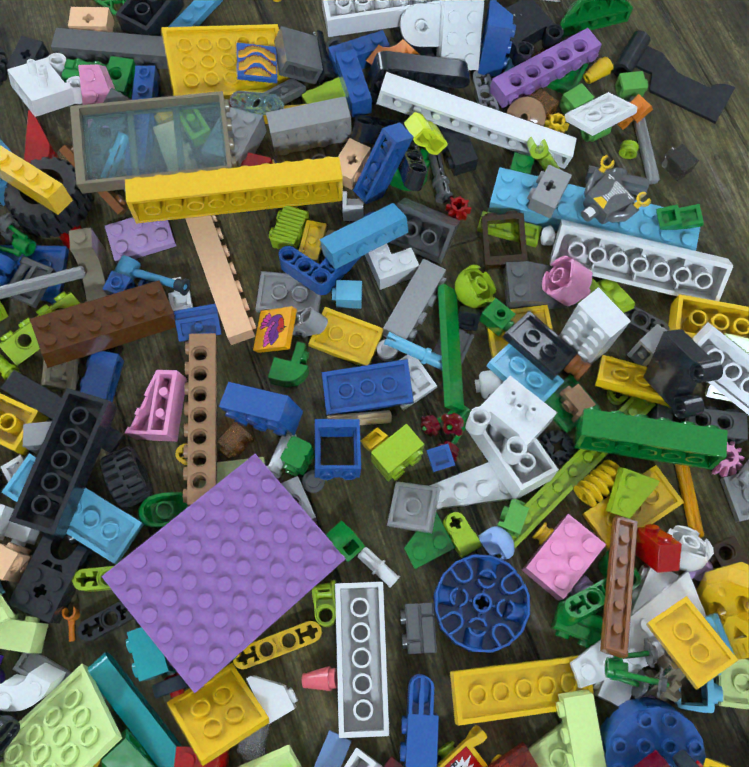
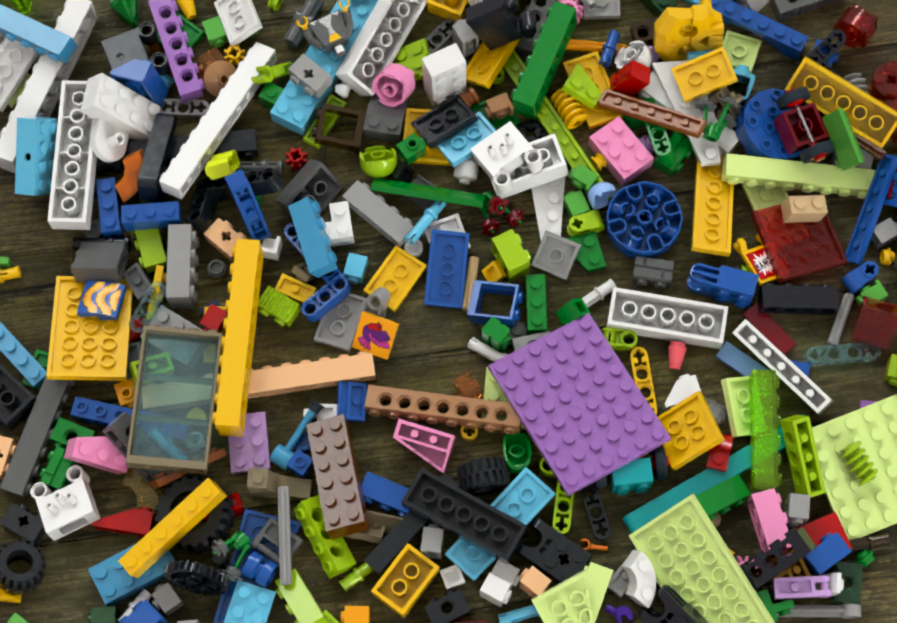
camera: 75 degrees left, 0 degrees up
(261, 409) = (449, 355): blue brick -> none
(292, 372) = (416, 329): green brick -> none
(346, 496) = (536, 303): none -> green brick
(440, 457) = (522, 223): blue panel -> none
(482, 517) = (575, 203): none -> bright green brick
(691, 516) = (609, 48): none -> blue pin

